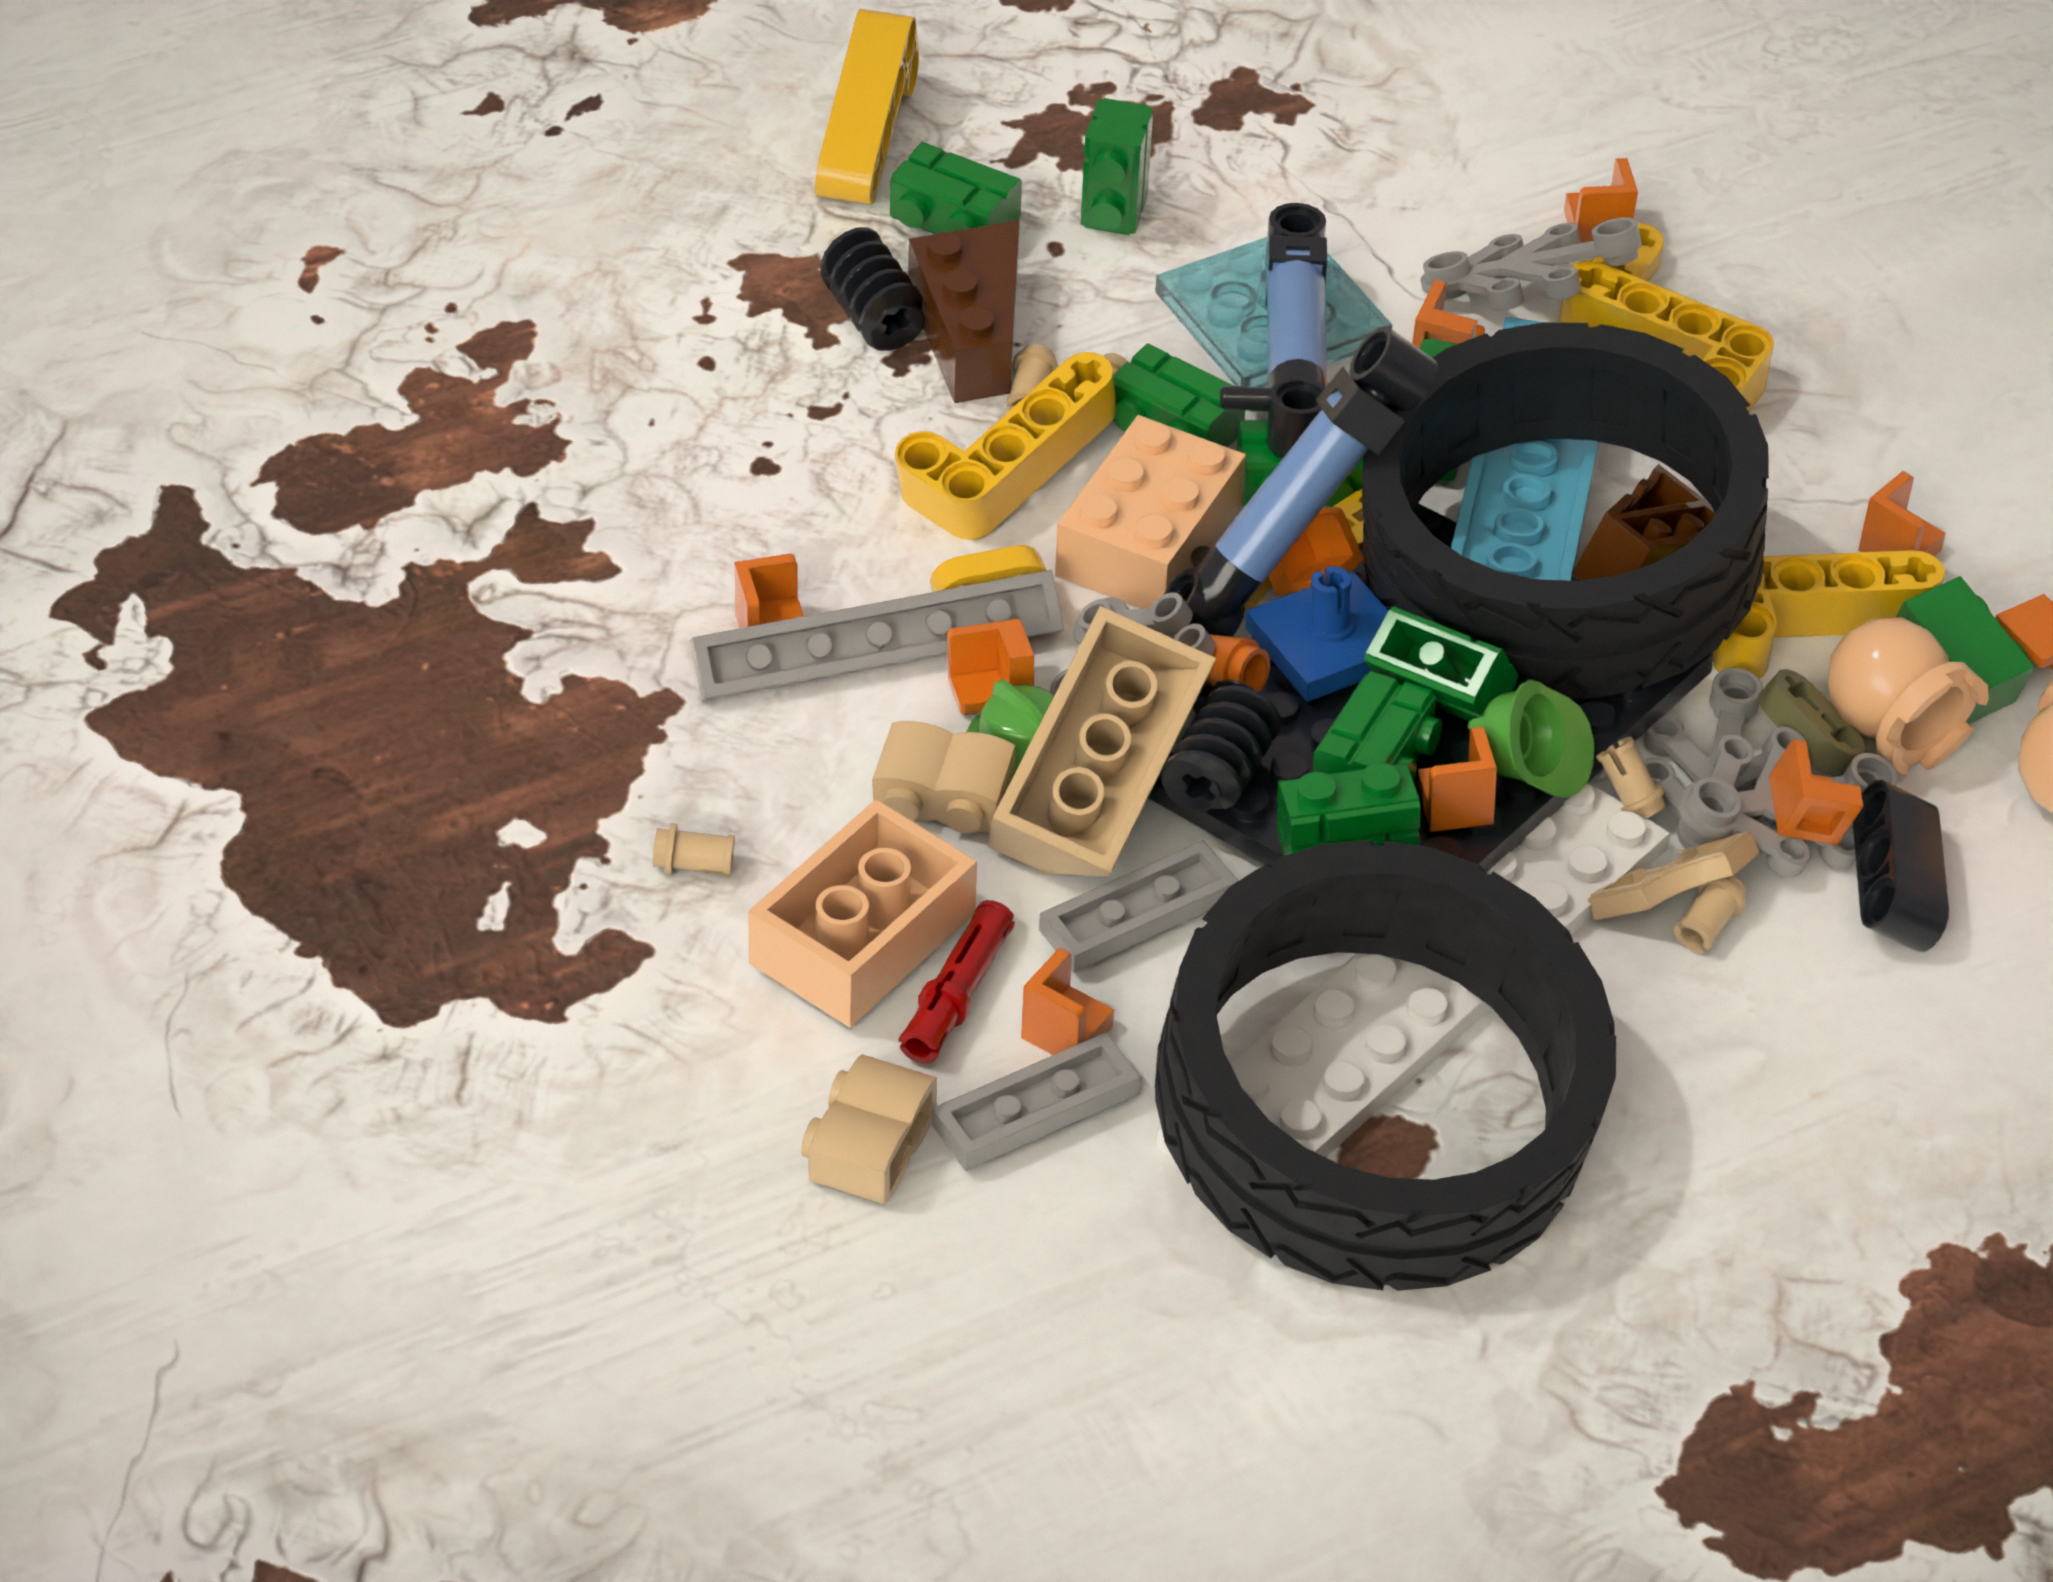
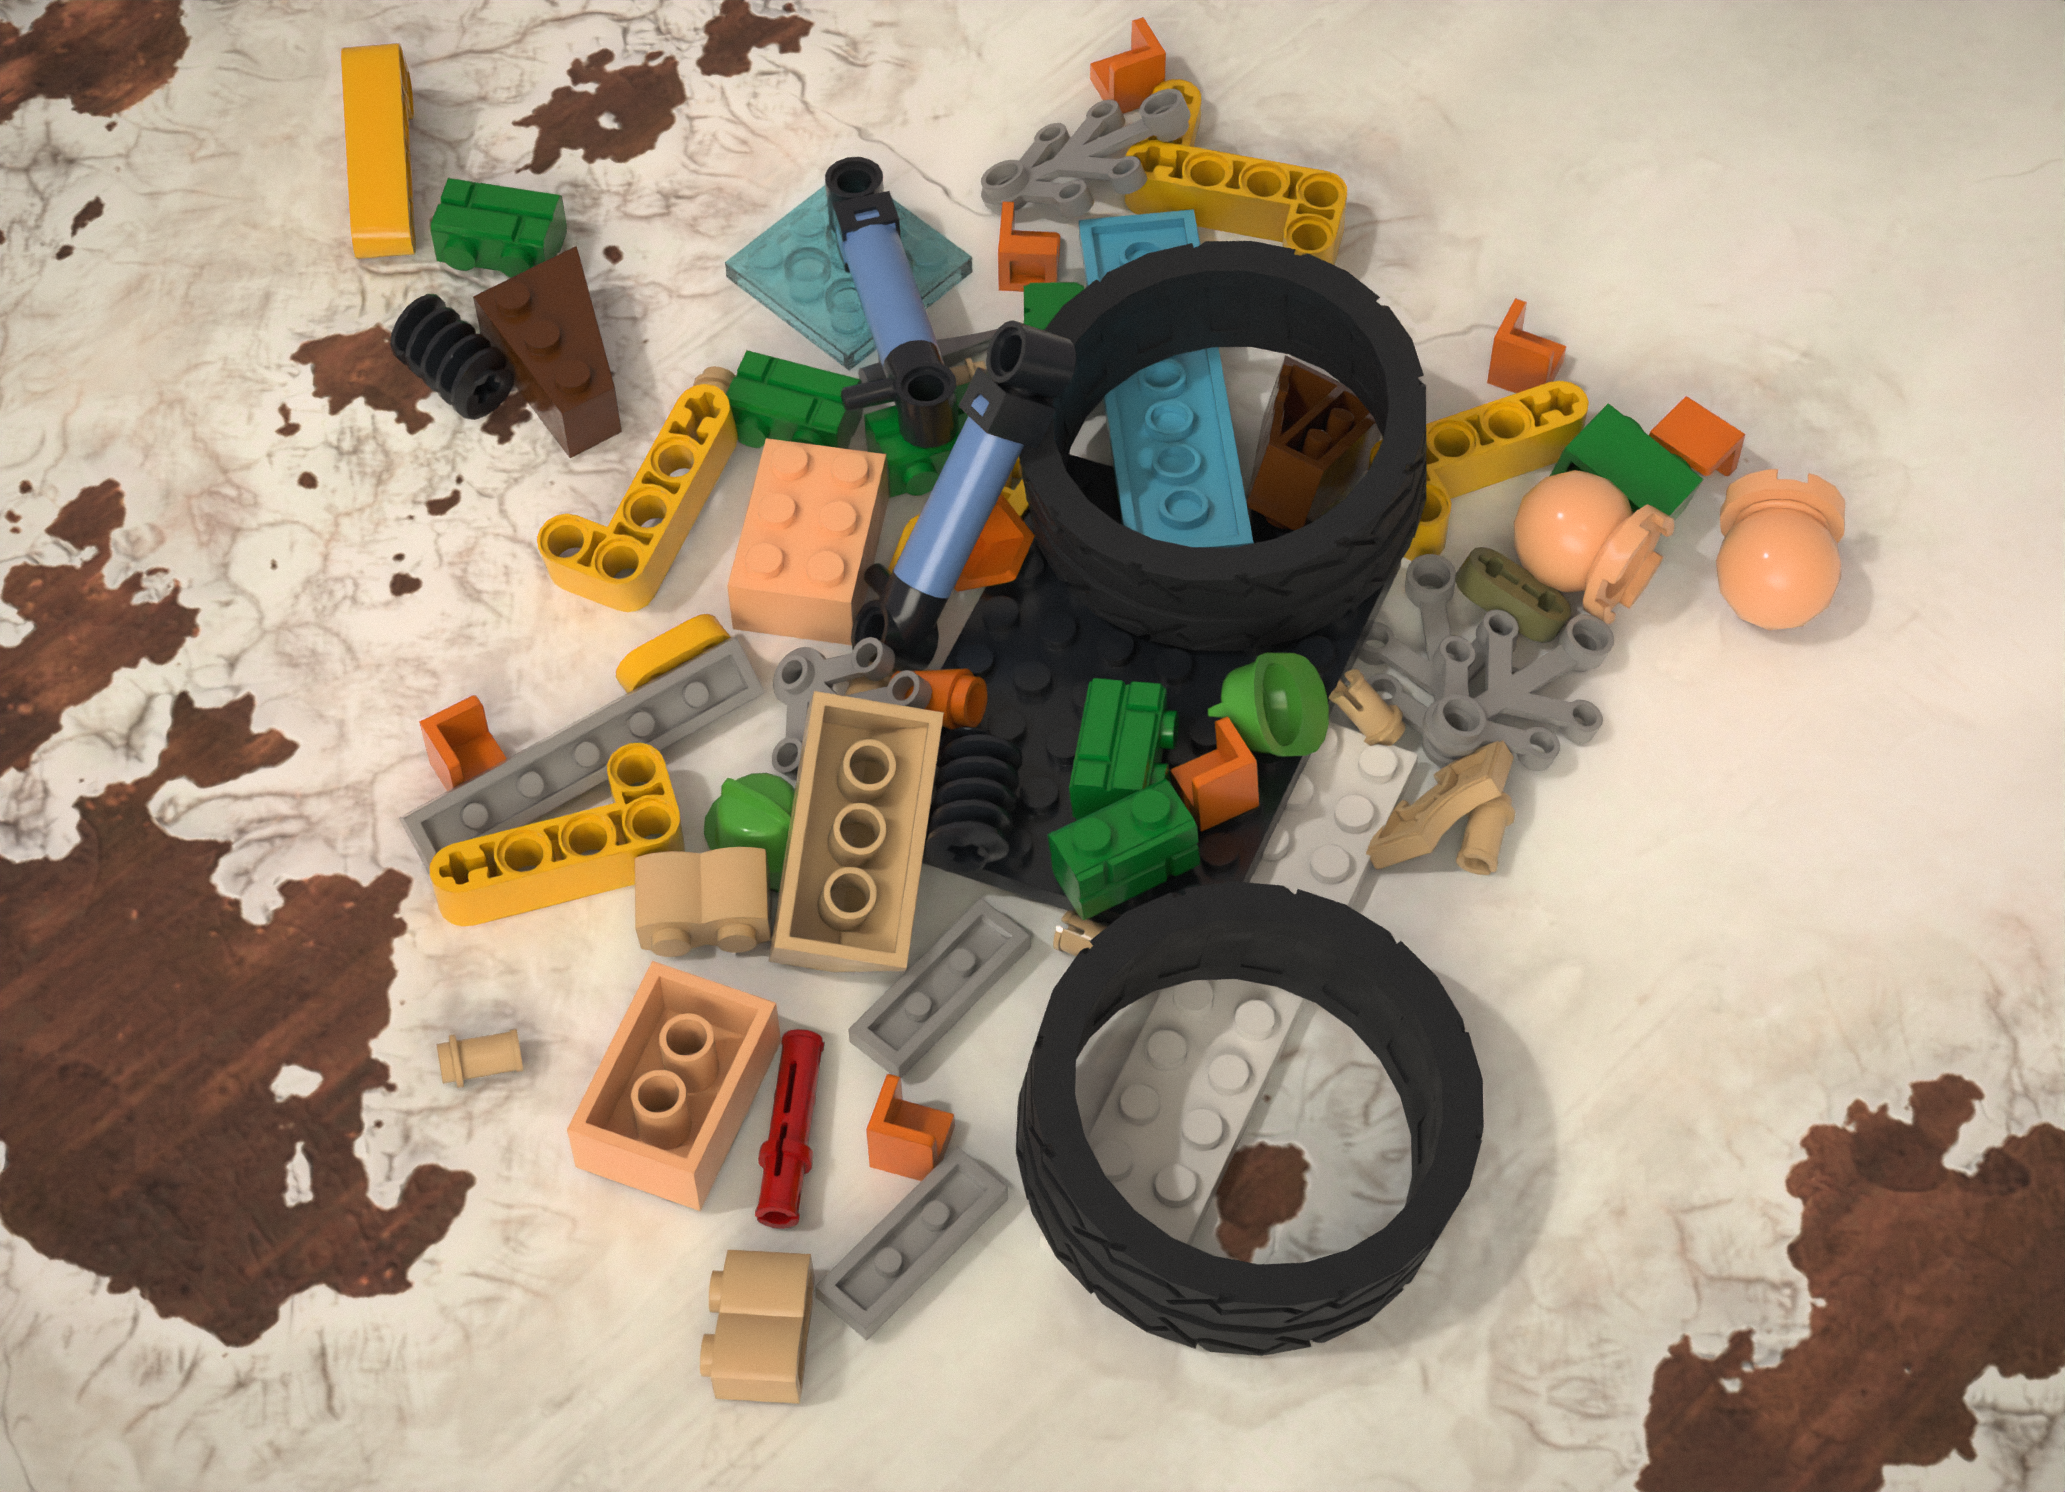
camera: 15 degrees left, 10 degrees up
(825, 709) = (465, 868): none -> yellow beam
(984, 655) = (705, 754): orange panel -> none
(1031, 368) = (640, 406): tan pin -> none
(1116, 166) = (650, 155): green brick -> none
(1320, 632) = (1031, 634): blue tile -> none
(1441, 659) = (1159, 651): green brick -> none
(1811, 804) = (1542, 691): orange panel -> none
(1900, 866) = (1647, 731): black beam -> none

